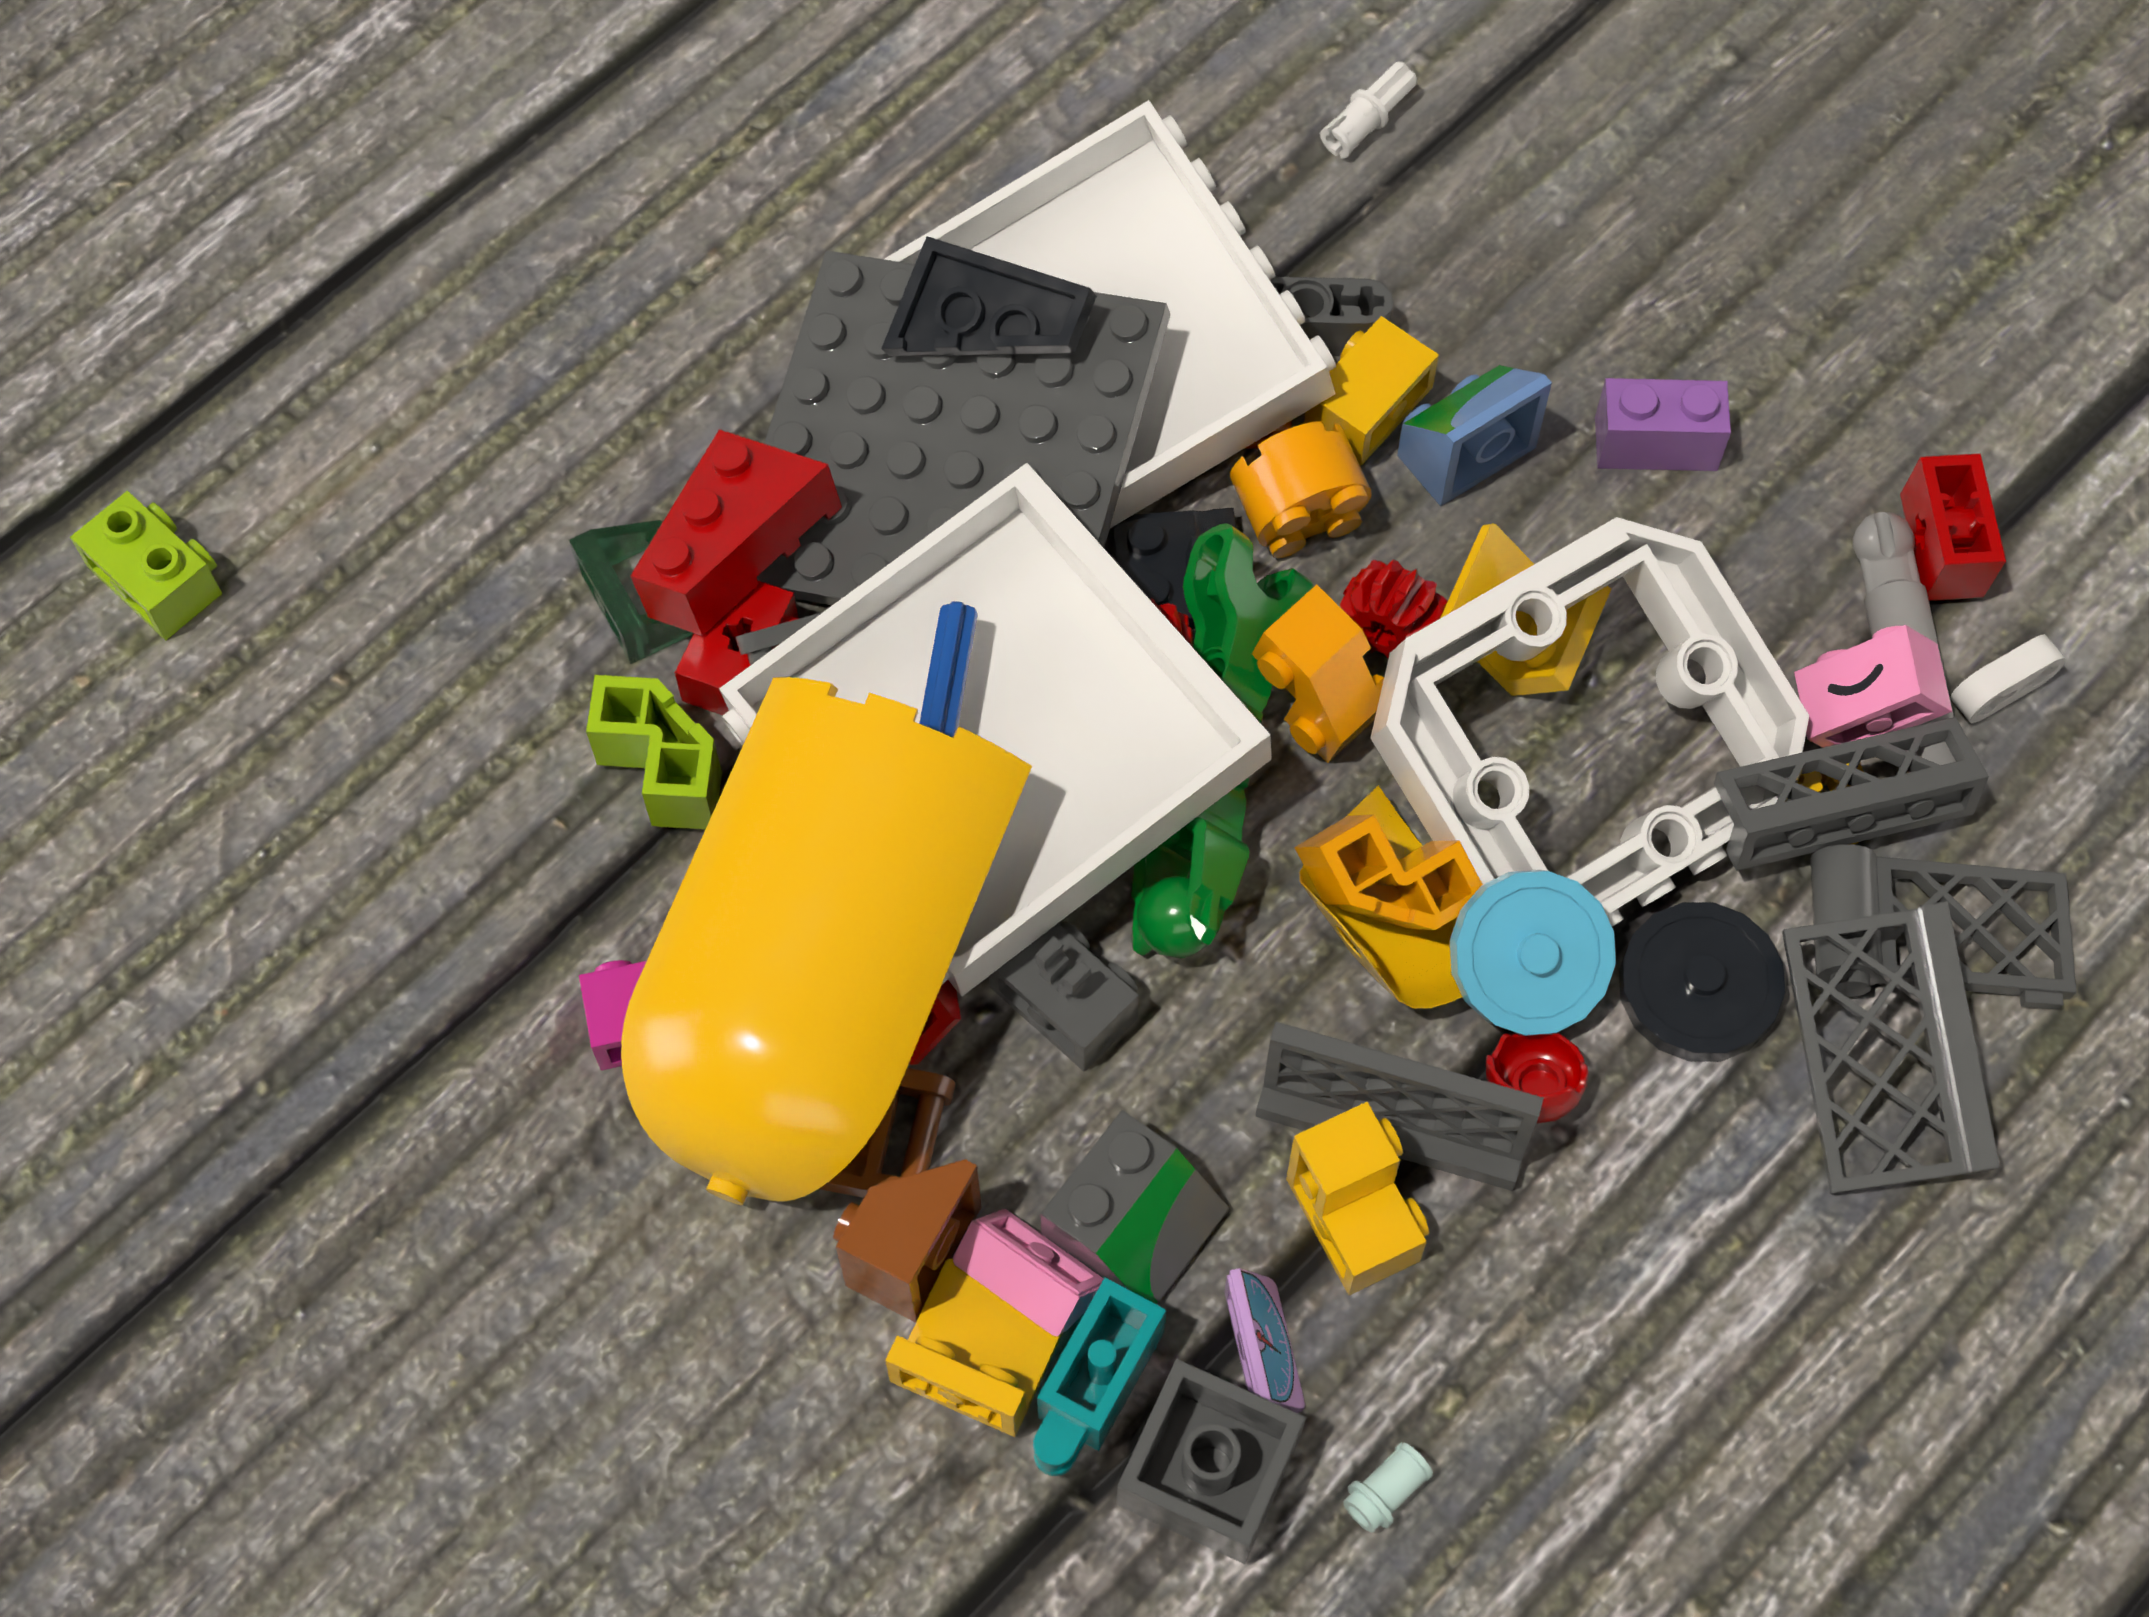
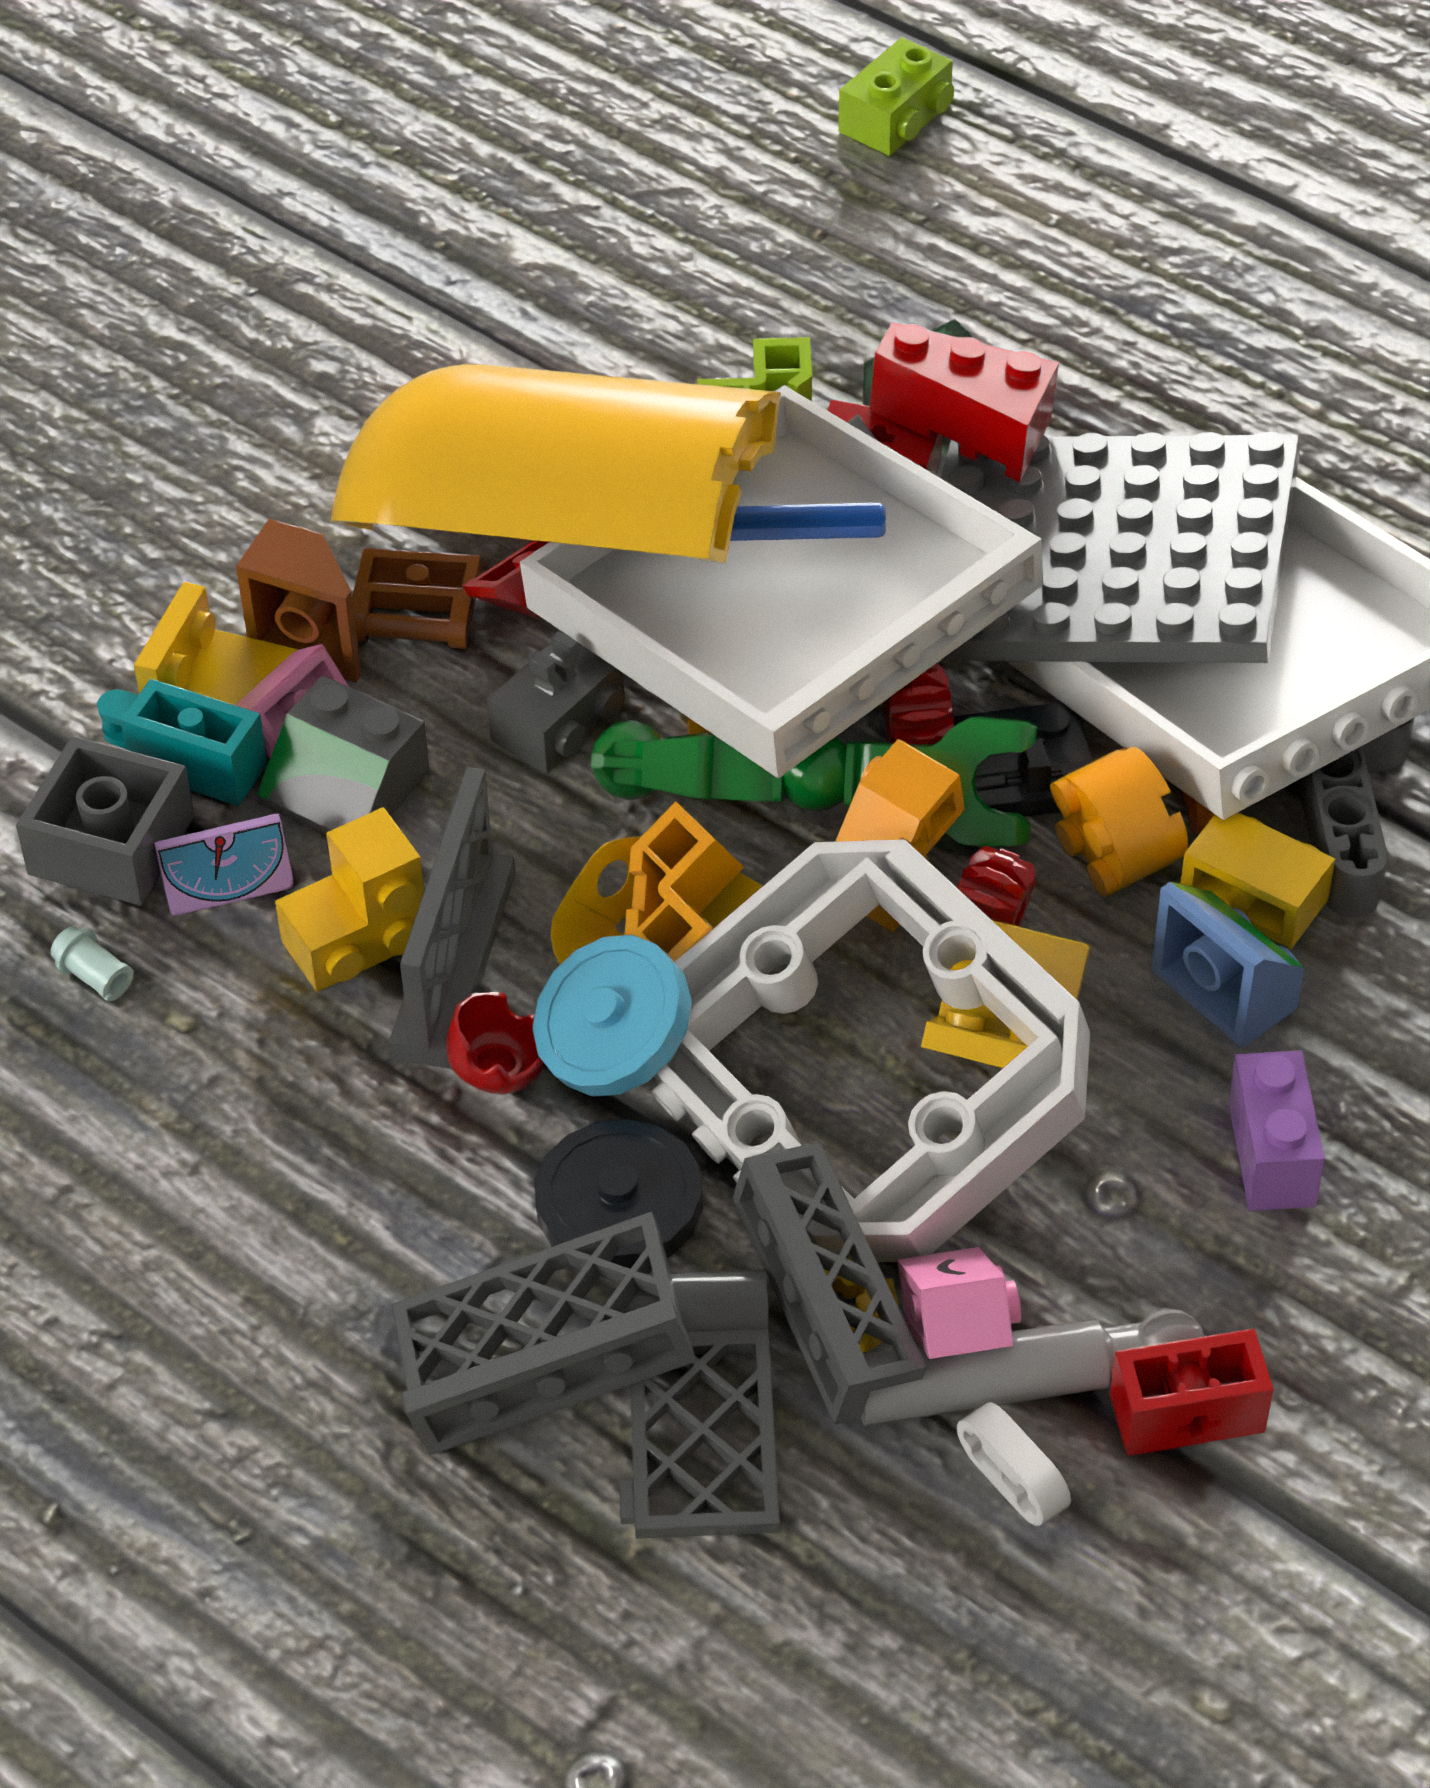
camera: 85 degrees right, 15 degrees down
(984, 306) = (1230, 513): black wing -> none

